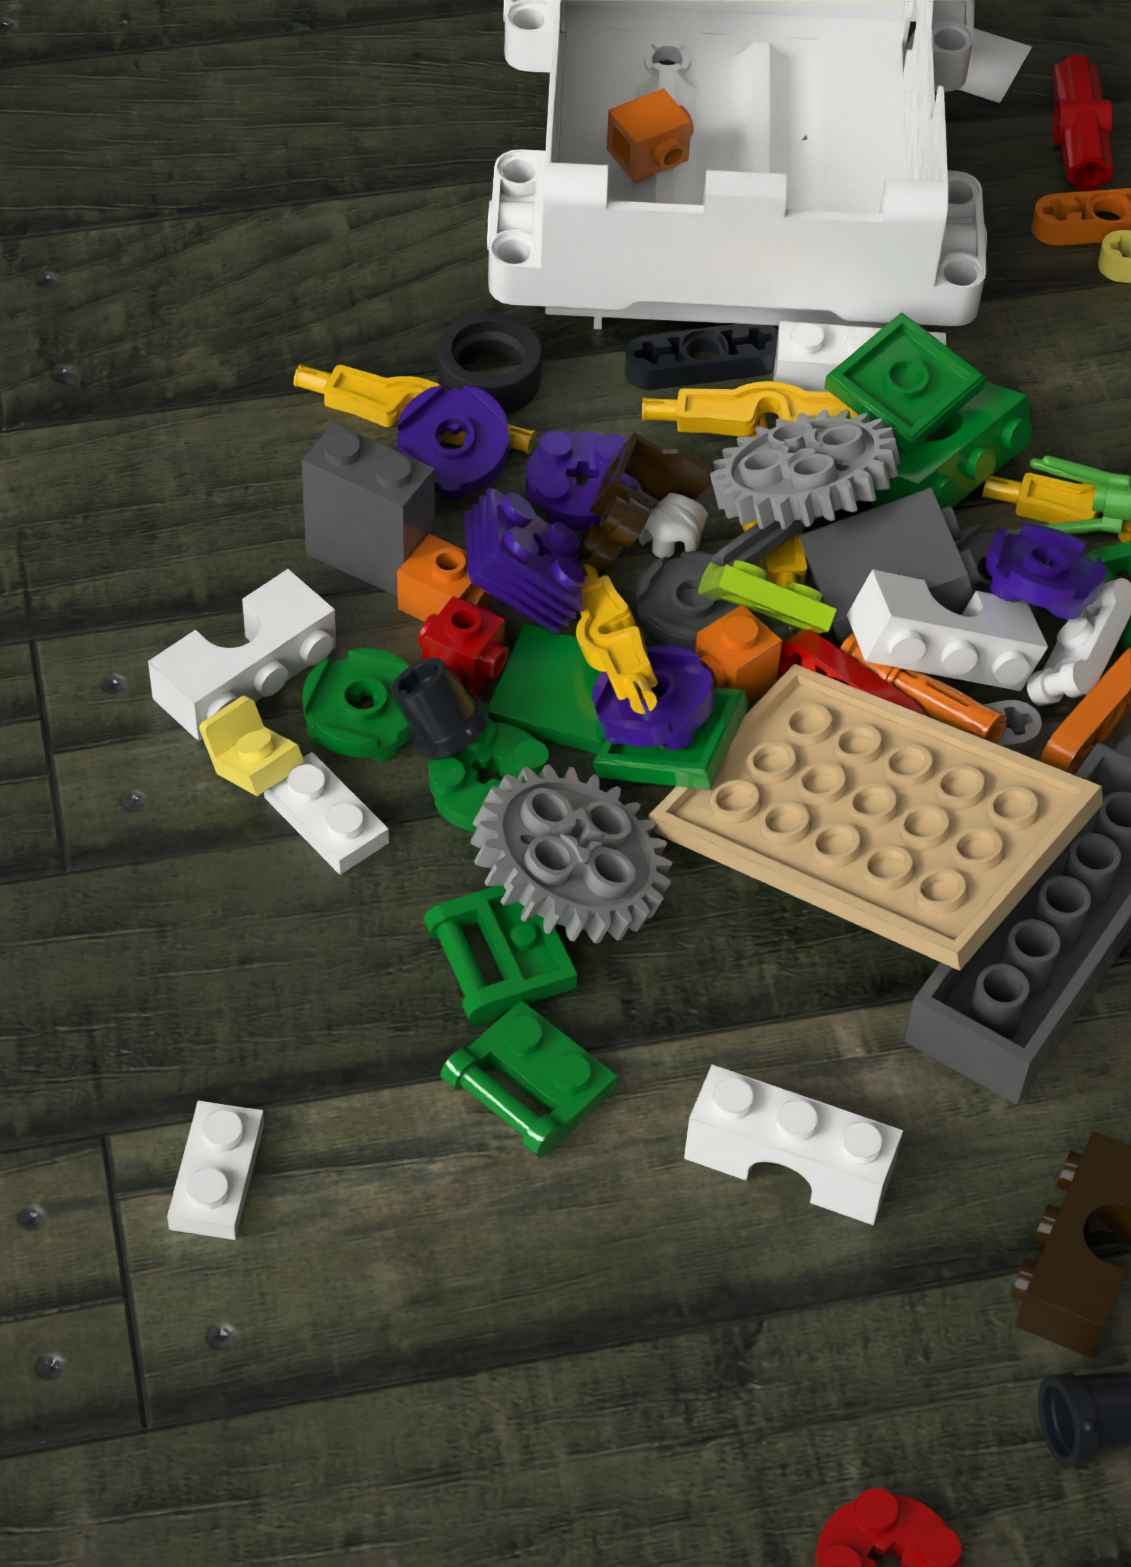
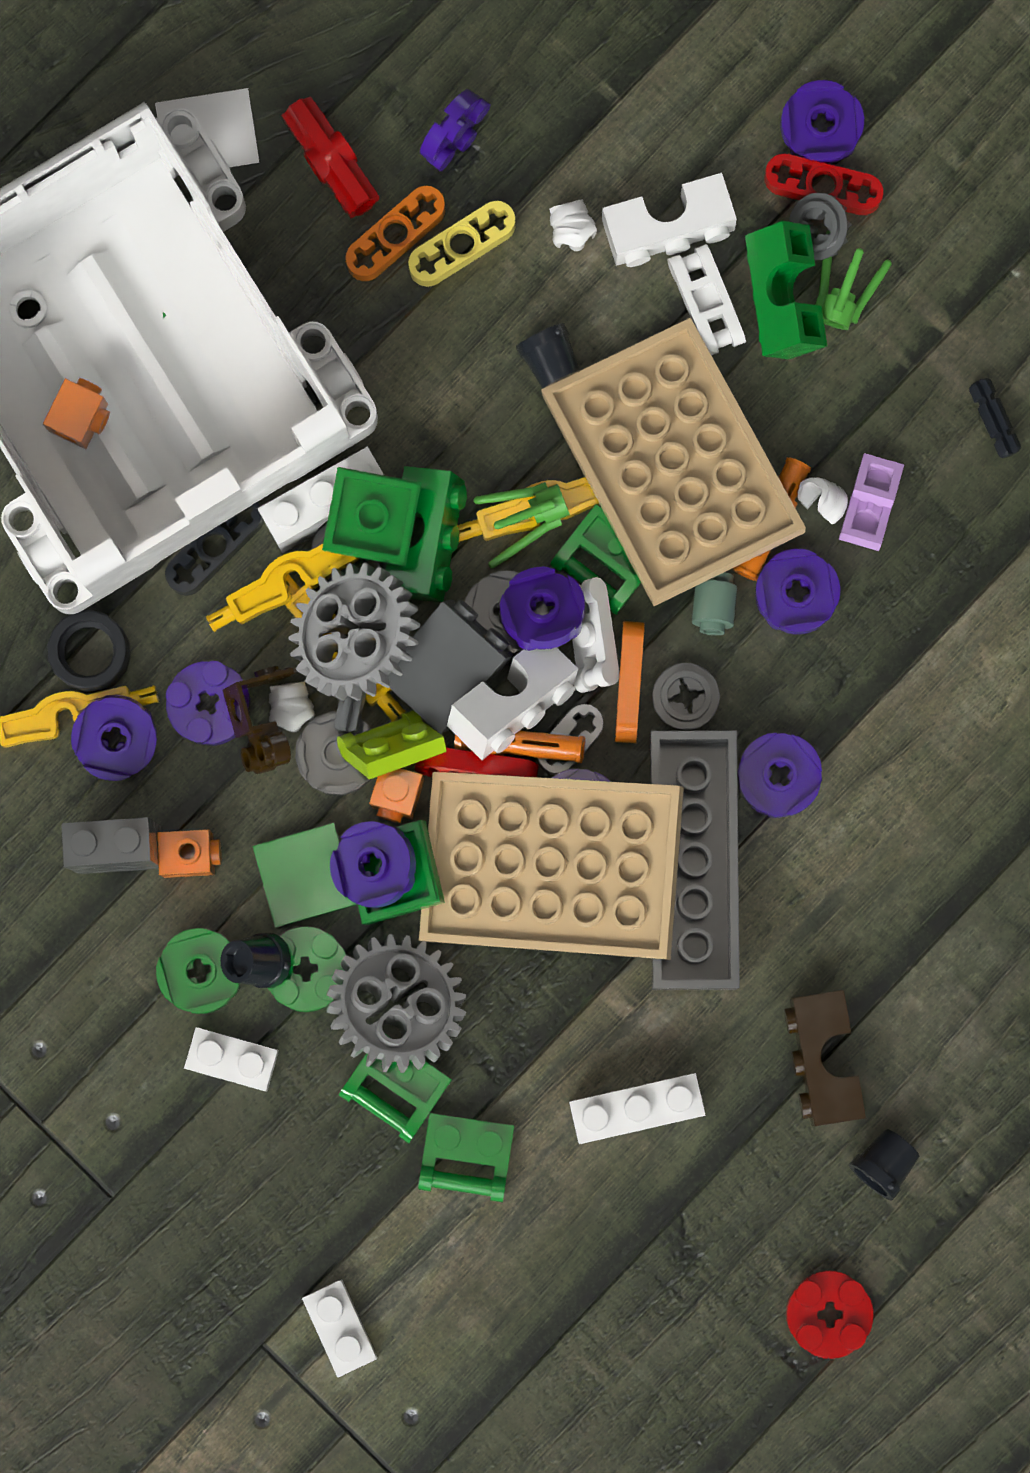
camera: 25 degrees left, 30 degrees up
(247, 750) = (161, 1053): light yellow bracket -> none
(286, 633) = (122, 953): white arch -> none
(468, 641) = (244, 908): red brick -> none
(524, 559) = (229, 816): dark purple brick -> none
(614, 641) = (334, 850): yellow piece -> none

